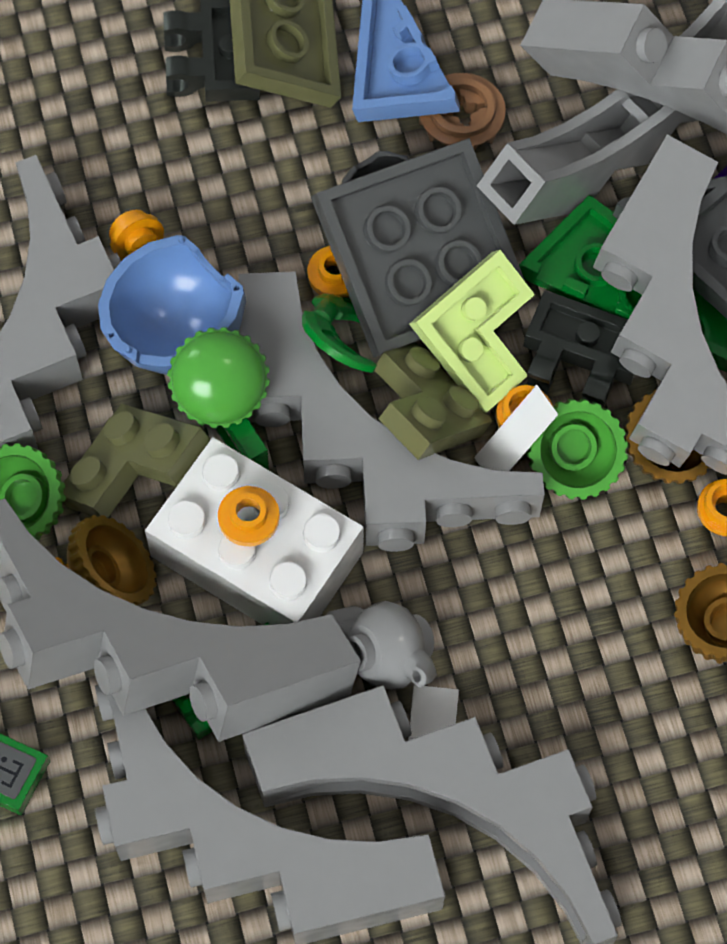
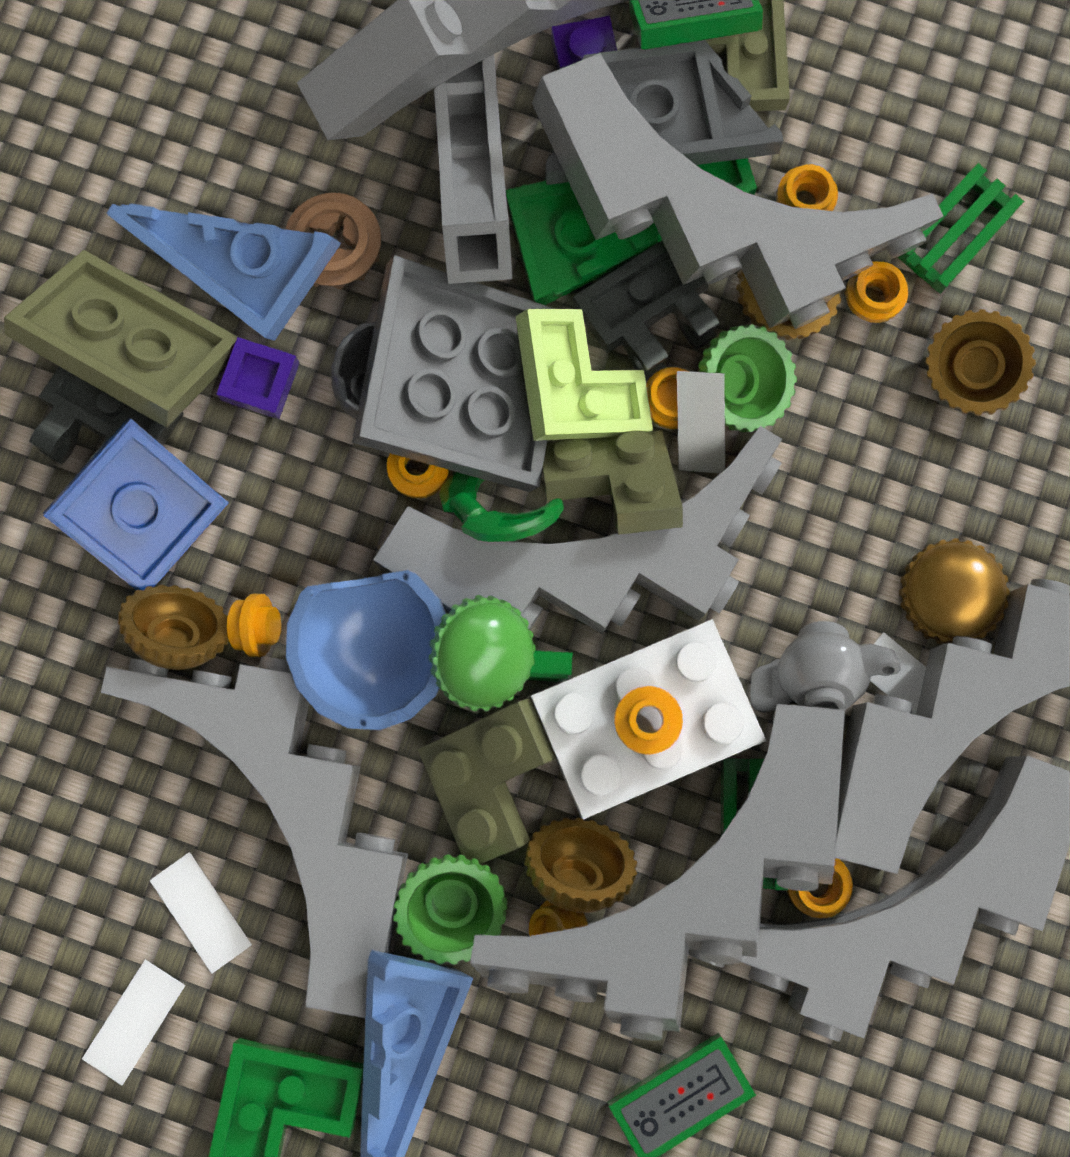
camera: 55 degrees left, 15 degrees up
(95, 182) = (173, 626): none -> pearl gold hat
(166, 107) = (135, 507): none -> tile
(207, 744) = (832, 901): none -> light orange plate
(320, 127) = (258, 378): none -> dark purple plate
(531, 717) = (954, 591): none -> pearl gold hat

